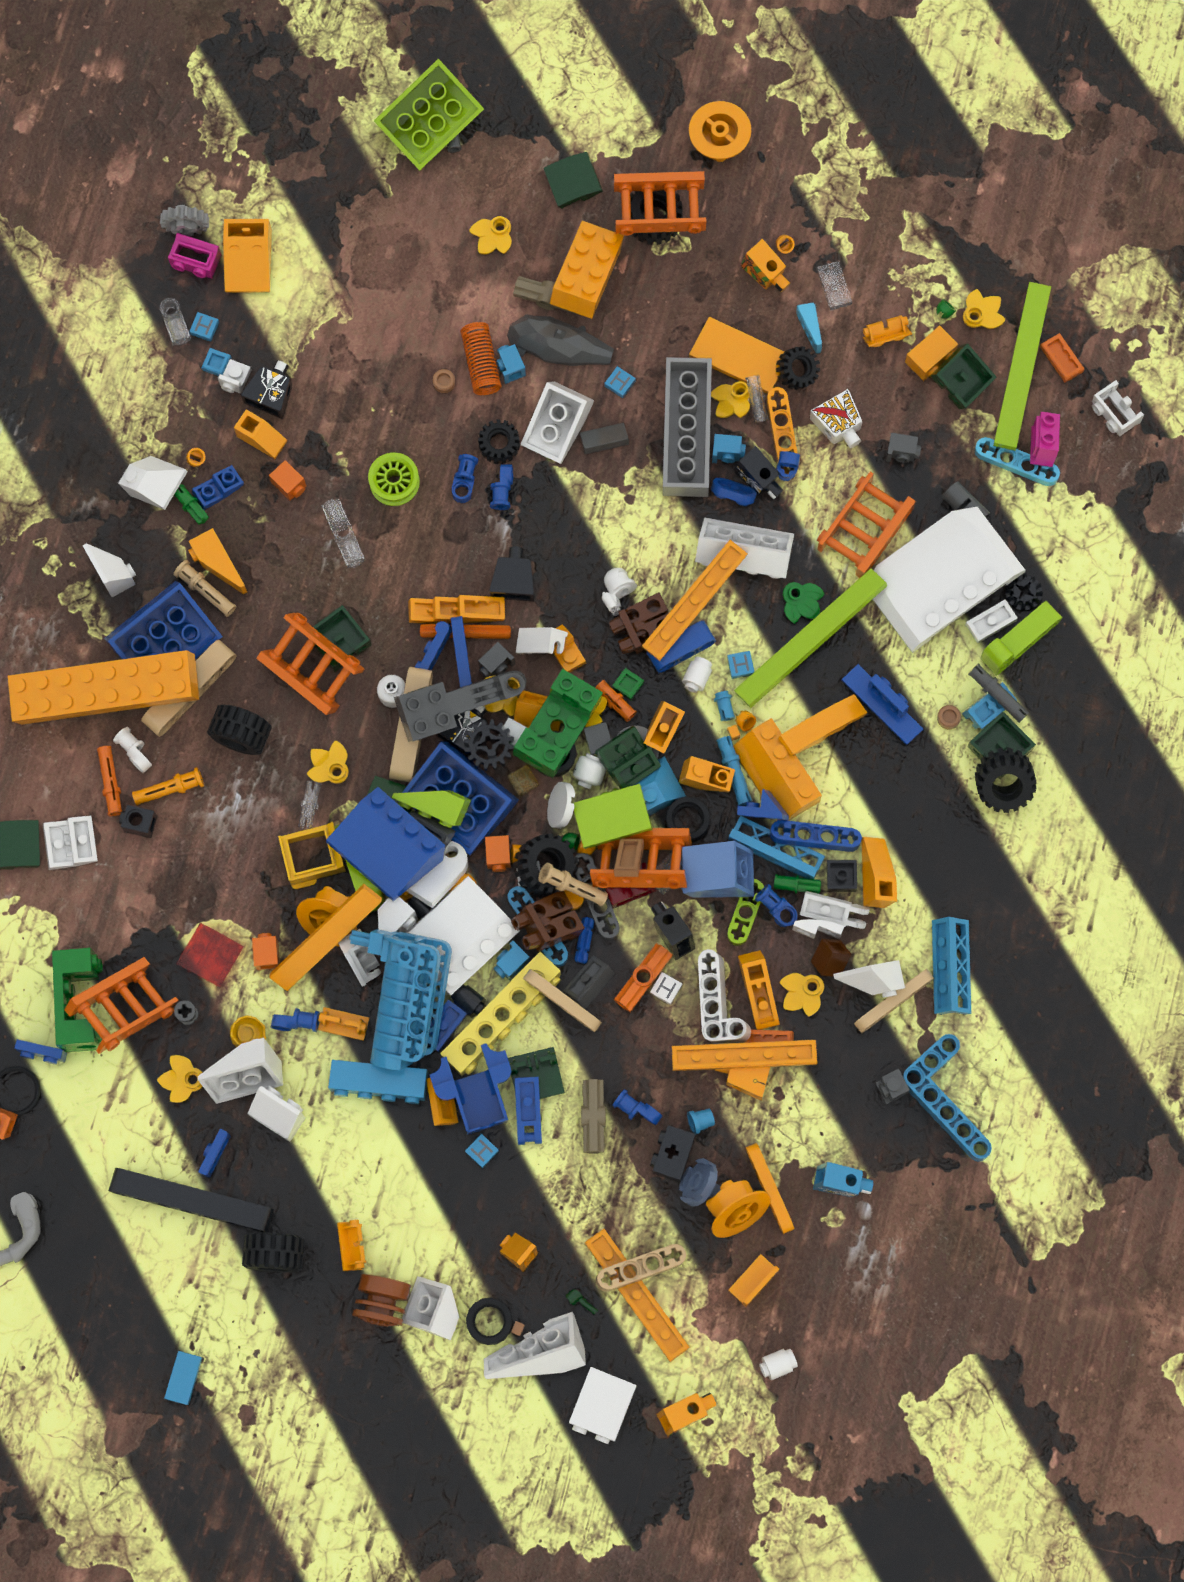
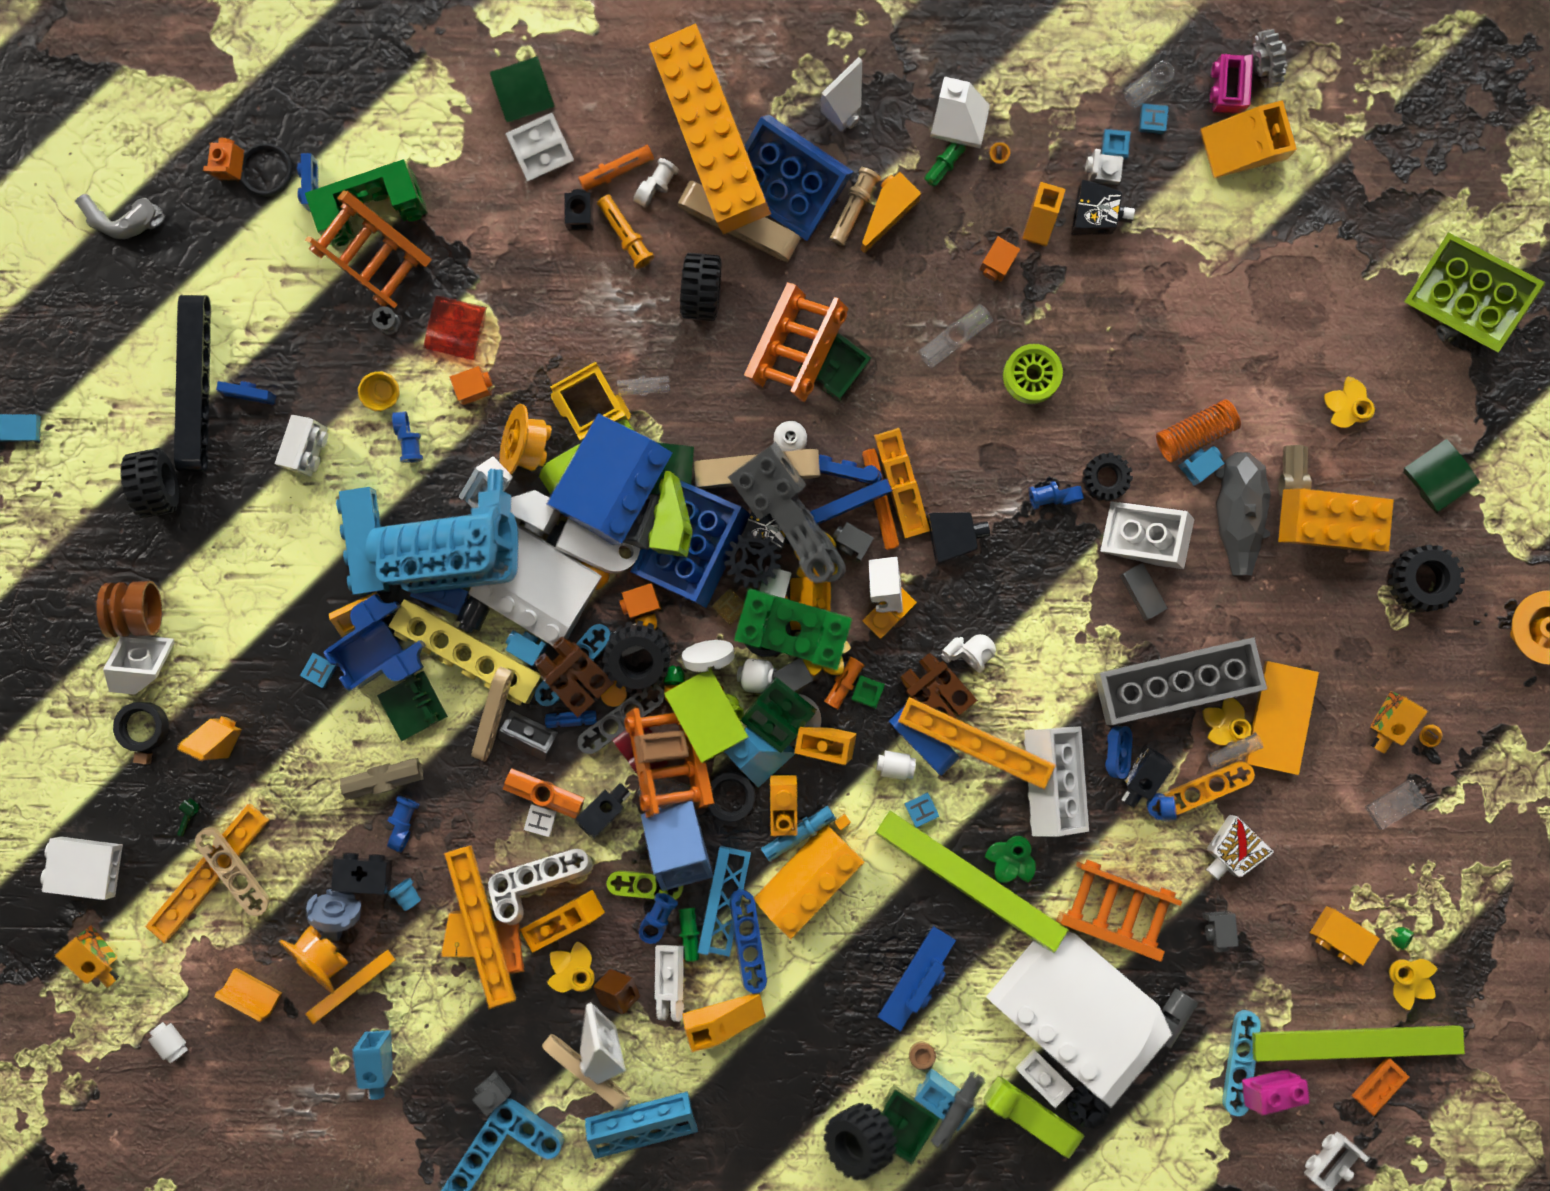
camera: 75 degrees right, 10 degrees up
(178, 1079) = (318, 333): yellow plate -> none
(218, 488) = (972, 187): blue slope -> none
(243, 1072) = (335, 399): white slope -> none
(325, 937) = (492, 443): light orange tile -> none
(327, 762) = (695, 390): yellow plate -> none
(343, 1023) = (417, 487): light orange hinge -> none
(351, 1252) = (184, 561): light orange hinge -> none
(444, 381) = (1162, 397): medium nougat tile -> none
(464, 477) = (1055, 450): blue connector -> none
(528, 1109) = (371, 707): blue plate -> none
(547, 1351) = (122, 790): white wedge -> none
(563, 881) = (617, 682): tan pin -> none
(620, 382) = (1214, 592): dark azure tile -> none
(653, 182) = (1466, 584): orange fence -> none
(724, 705) = (869, 804): dark azure pin -> none
(728, 448) = (1167, 733): dark azure brick -> none
(748, 724) = (859, 831): light orange hinge -> none
(769, 808) = (760, 884): blue slope -> none
(808, 318) = (1345, 786): medium azure slope -> none
(808, 362) = (1288, 801): black tyre -> none
(811, 926) = (645, 963): white slope -> none
(823, 724) = (872, 919): light orange slope -> none
(841, 875) = (711, 980): black piece -> none
(876, 335) = (1349, 868): light orange hinge -> none
(963, 376) = (1326, 980): dark green piece -> none

